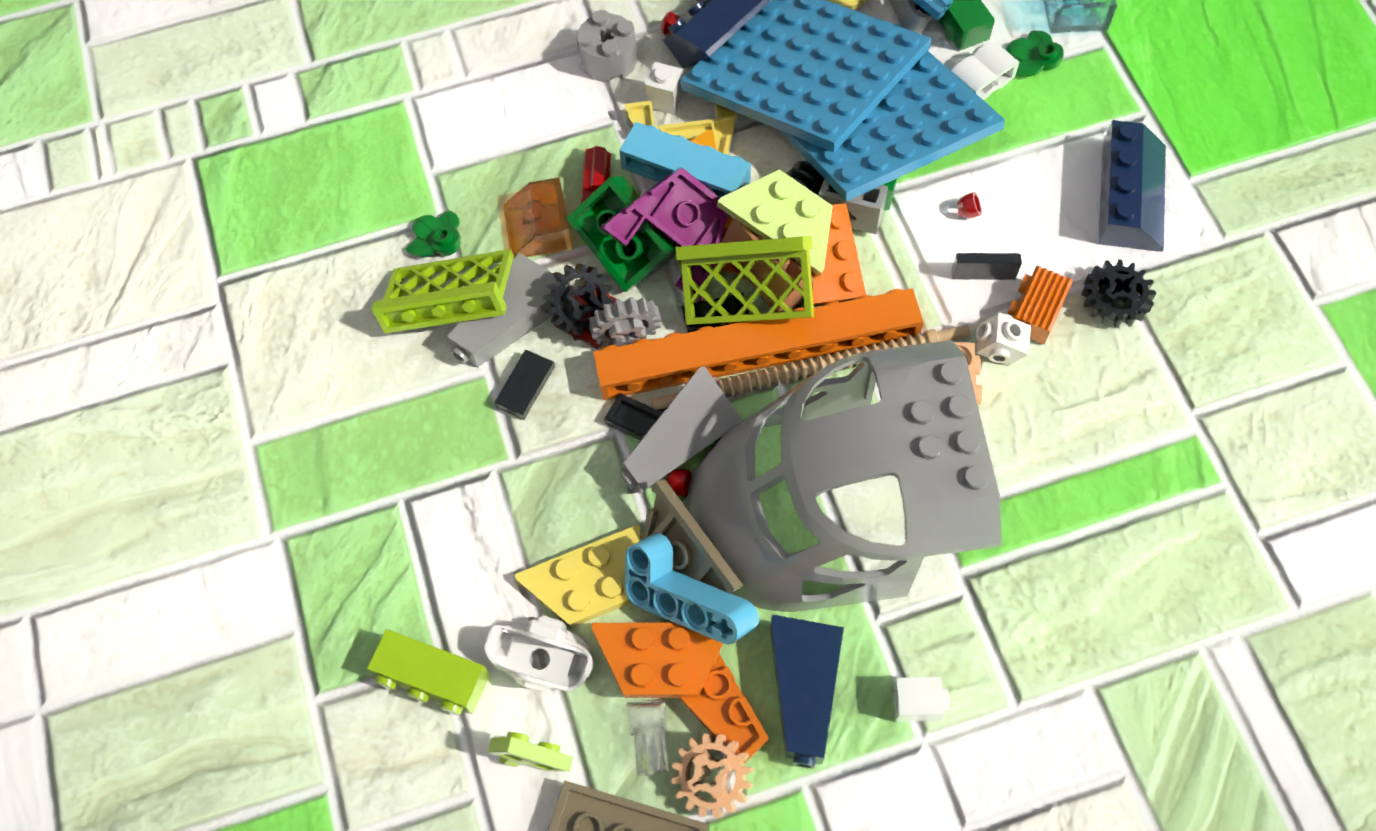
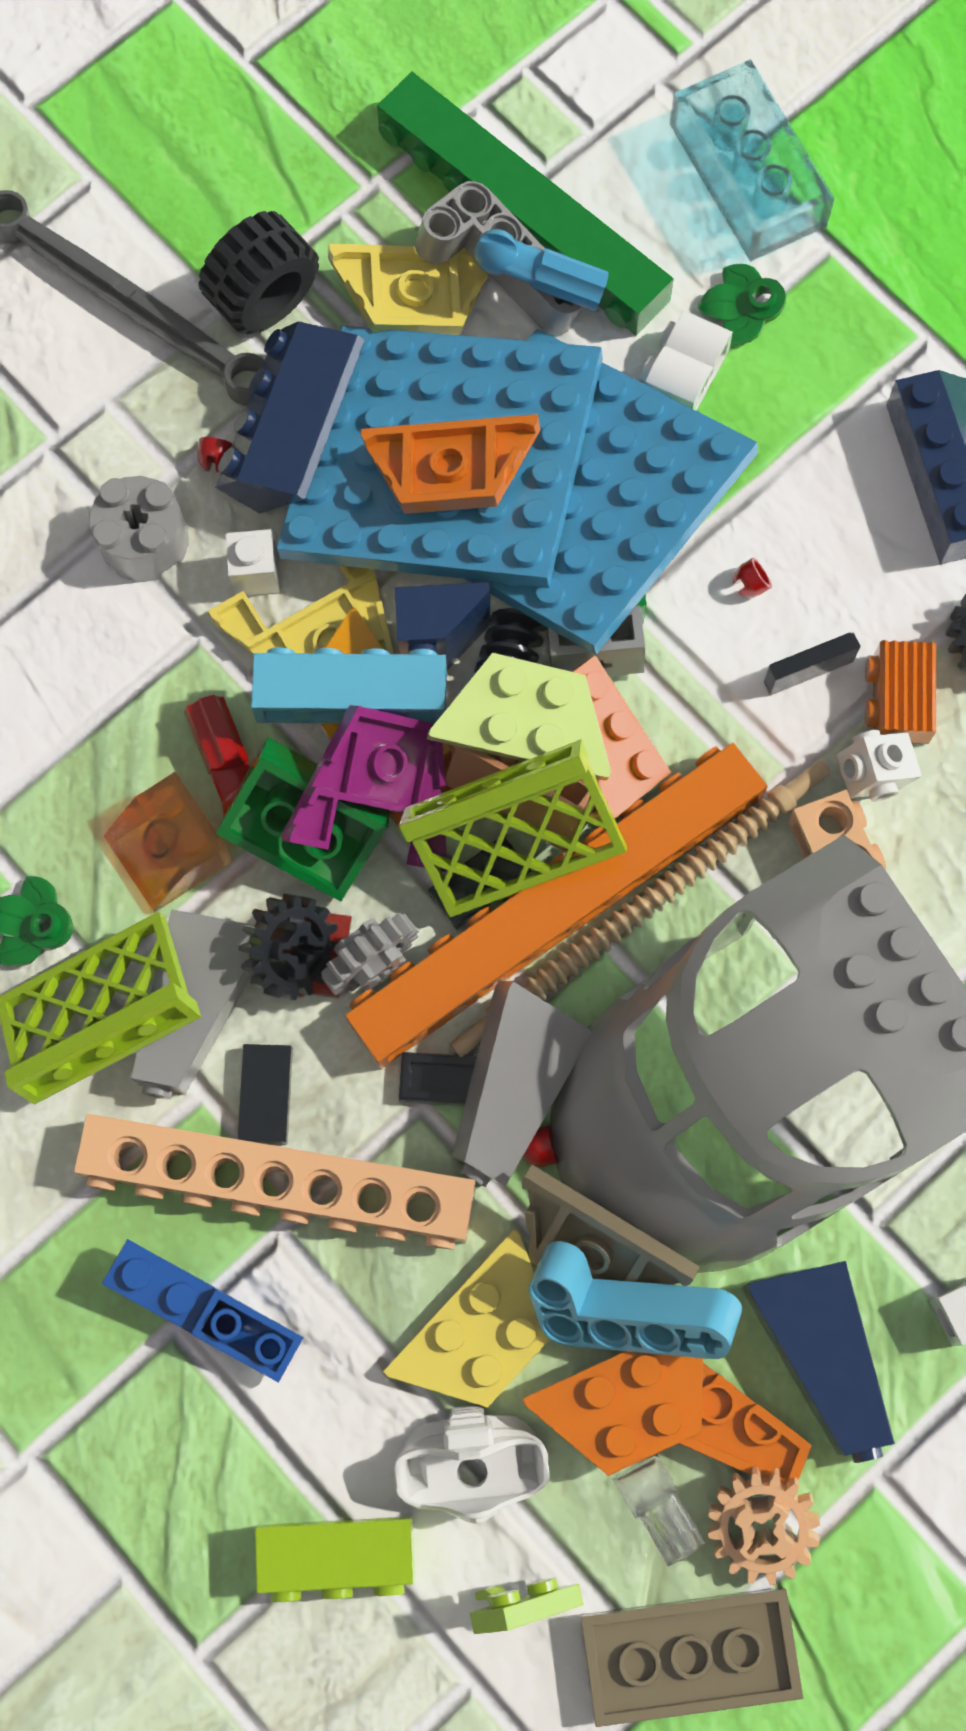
camera: 25 degrees left, 10 degrees up
(417, 369) = (107, 1139): none -> light nougat brick
(422, 489) = (202, 1310): none -> blue slope
(763, 147) = (442, 617): none -> dark blue slope
(808, 62) = (451, 461): none -> orange wing

